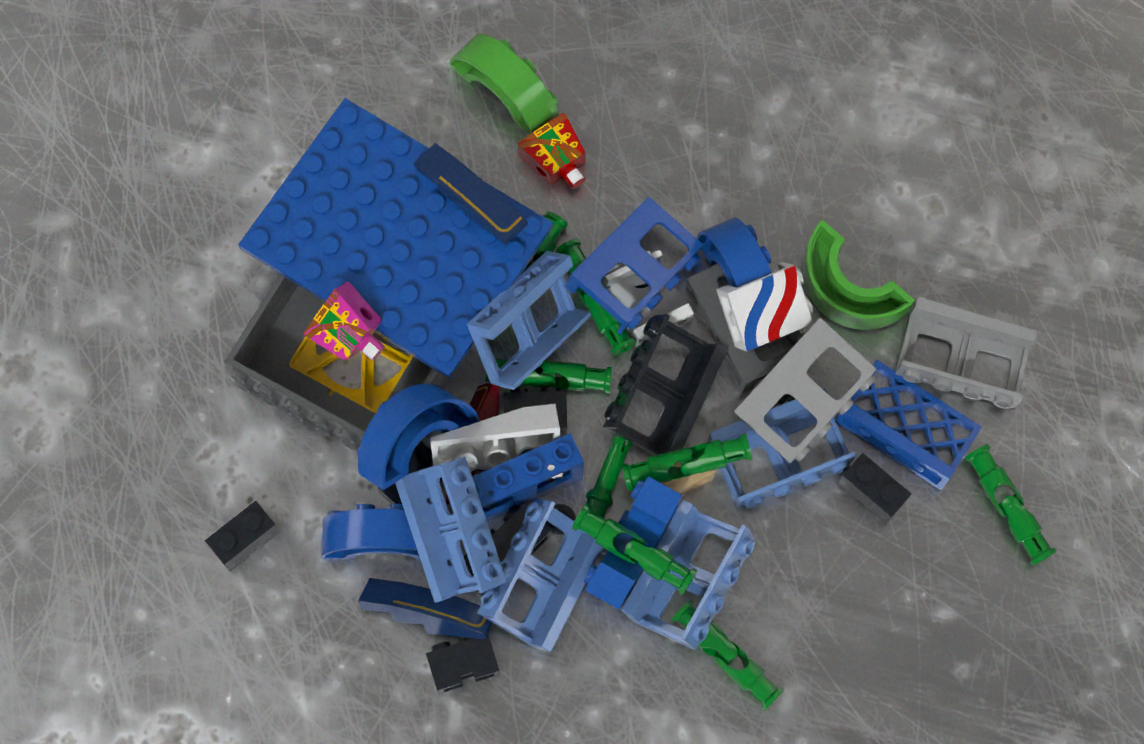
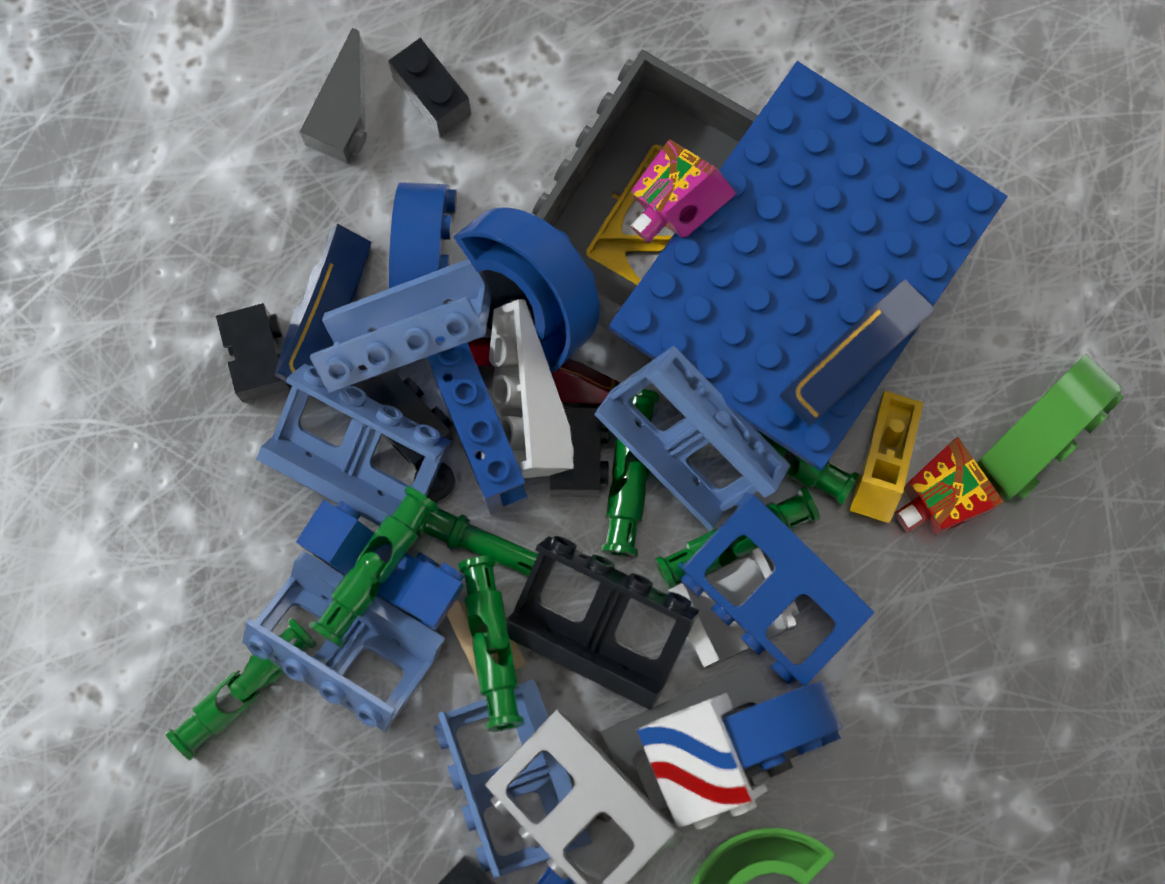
camera: 95 degrees right, 5 degrees up
(260, 606) = (338, 114): none -> dark grey slope
(538, 191) = (887, 457): none -> yellow slope

